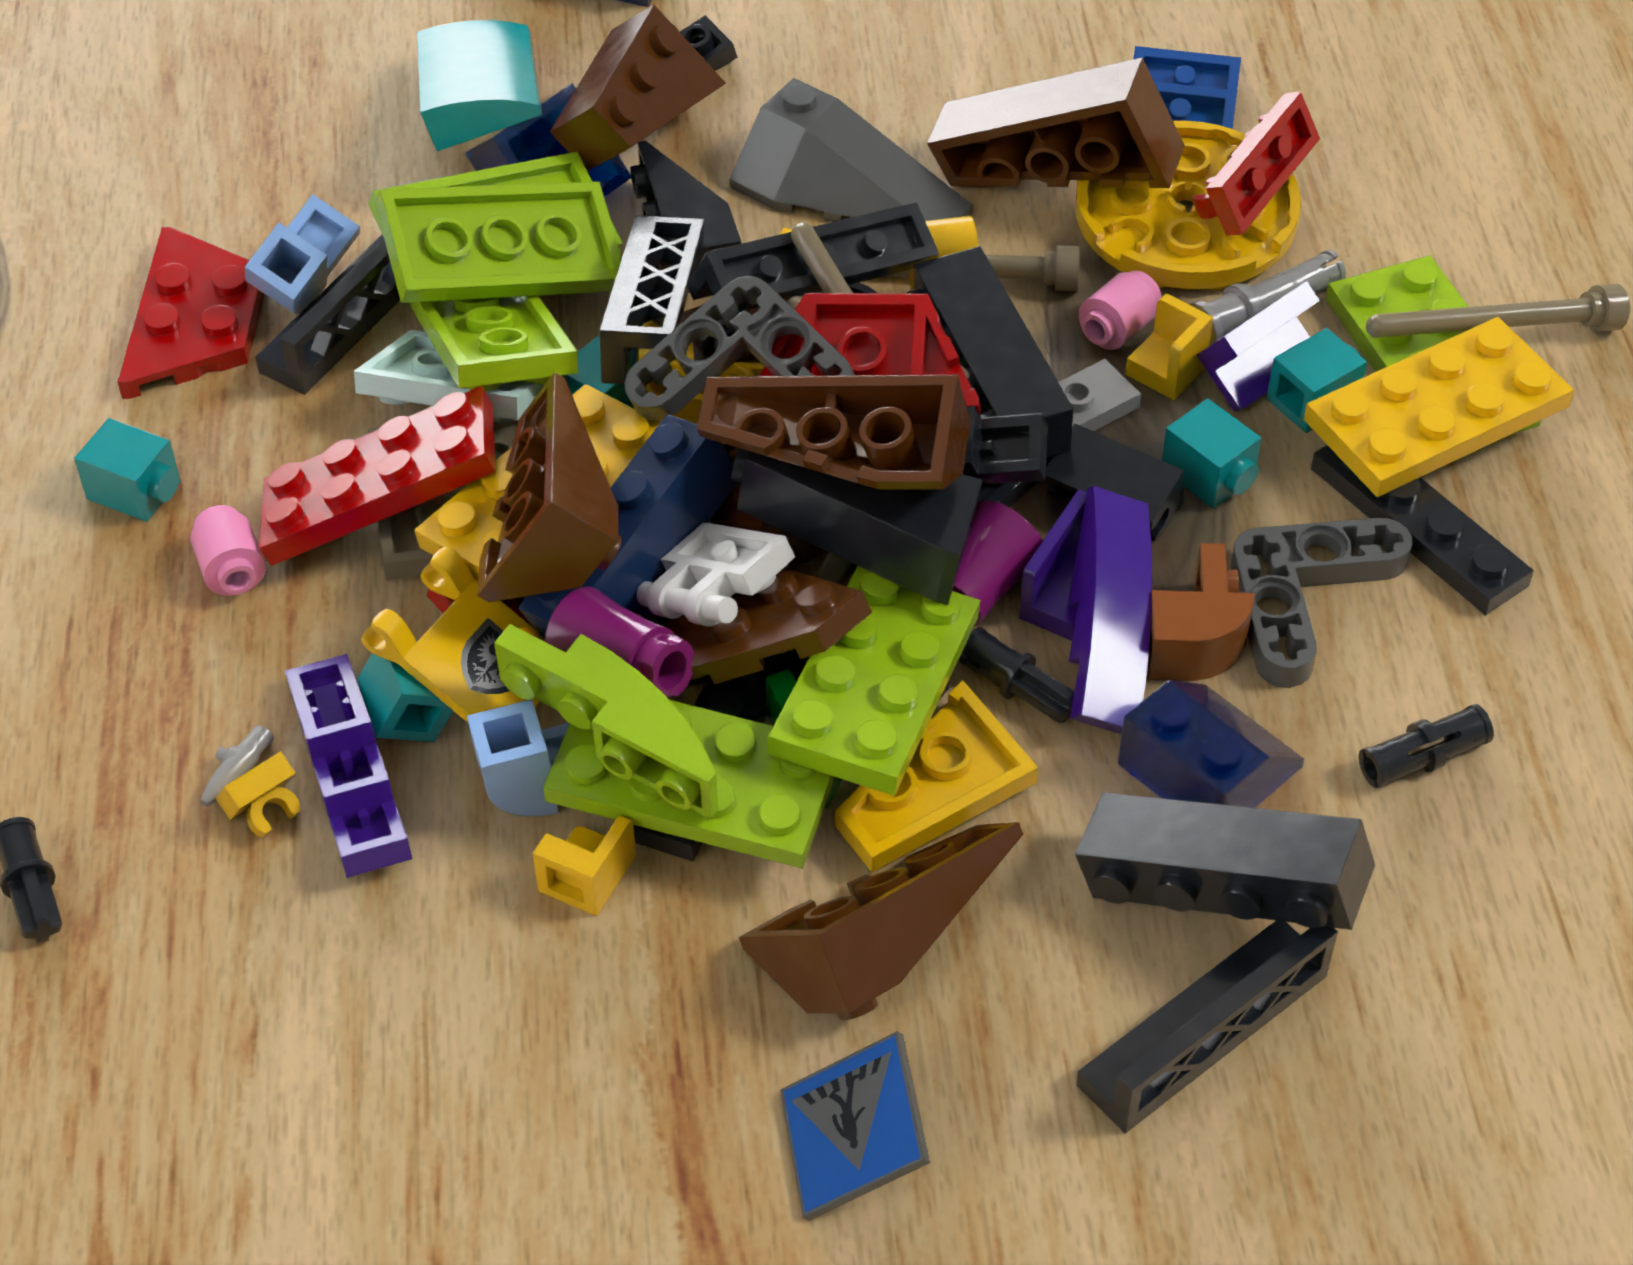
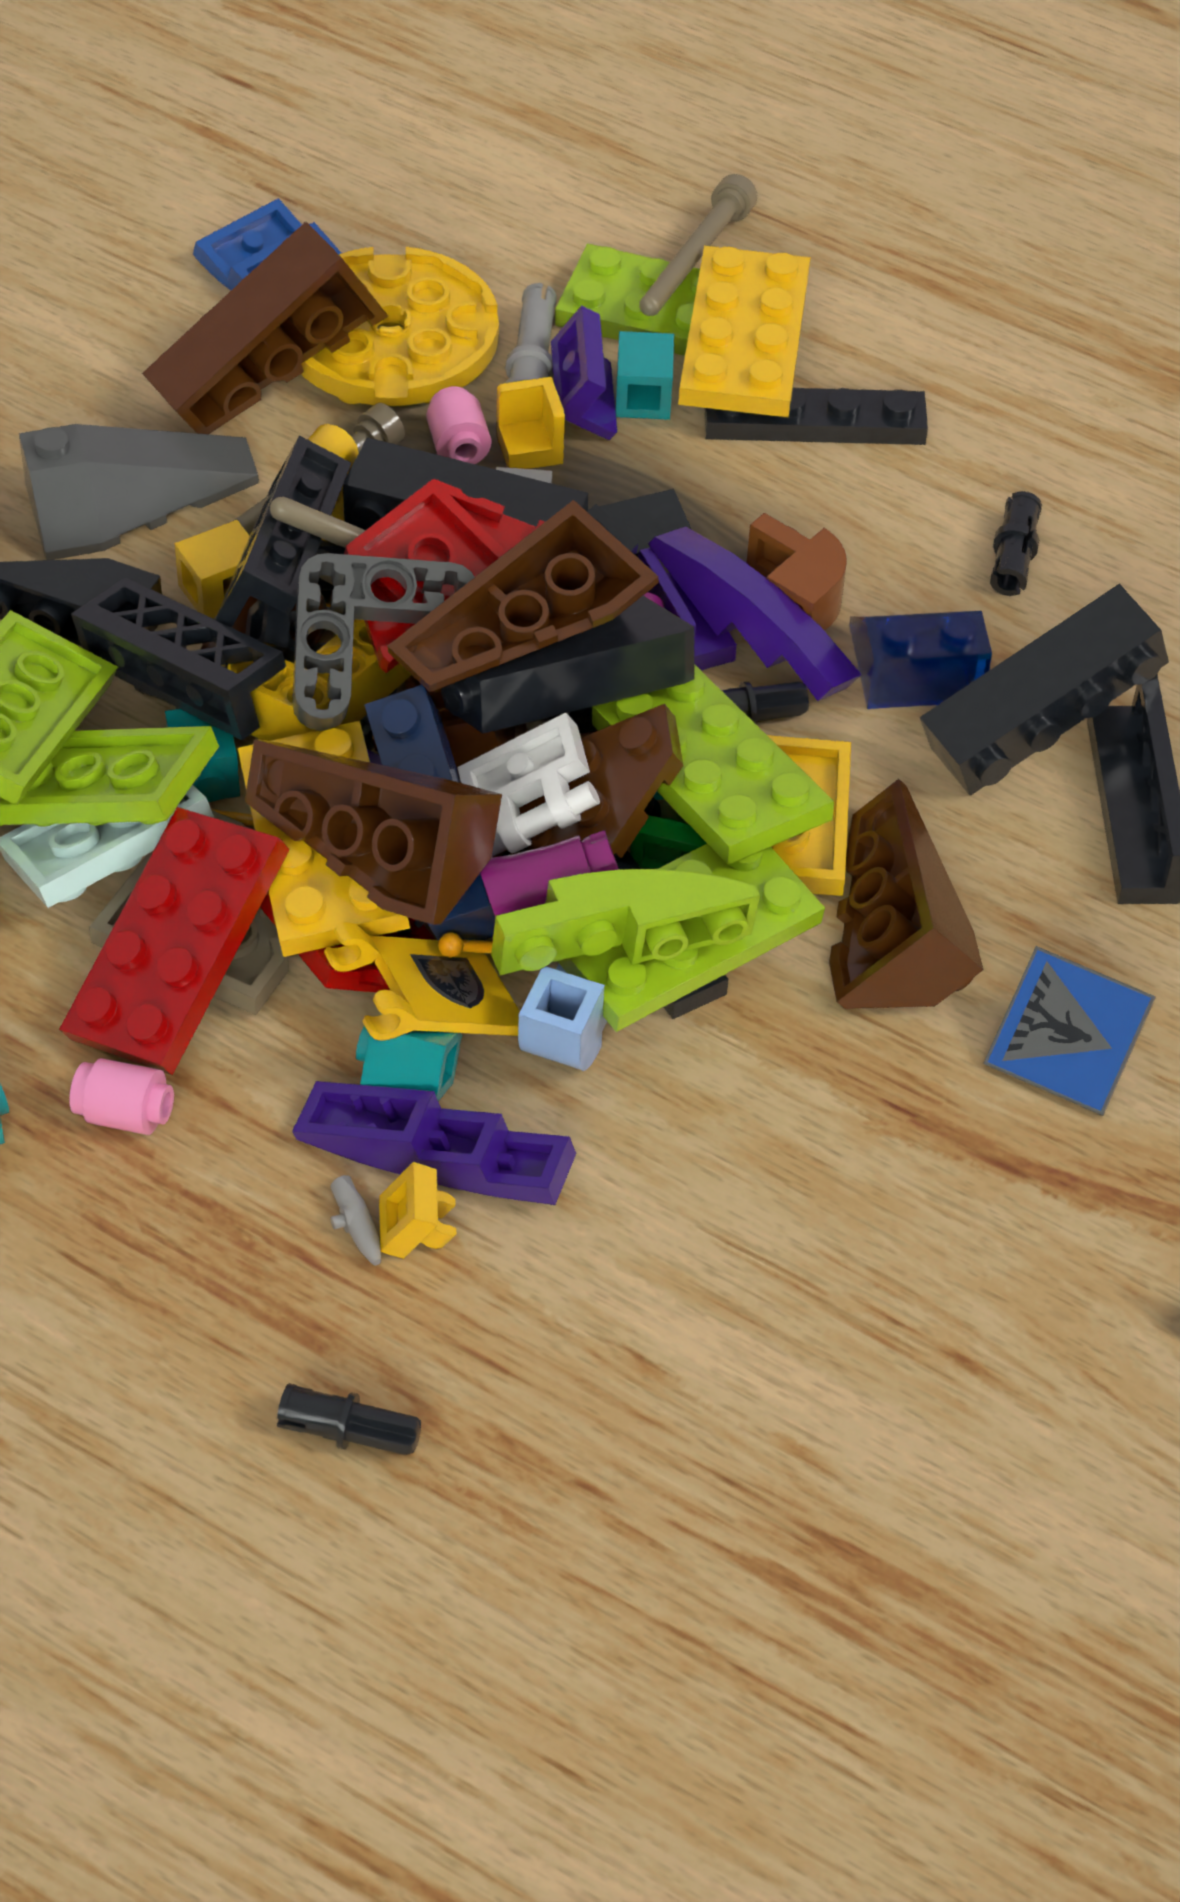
camera: 55 degrees left, 0 degrees up
(586, 865) = (686, 1052): yellow panel -> none
(1213, 451) = (656, 464): teal brick -> none
(1259, 165) = (409, 235): red plate -> none
(1293, 568) = (867, 551): dark grey beam -> none

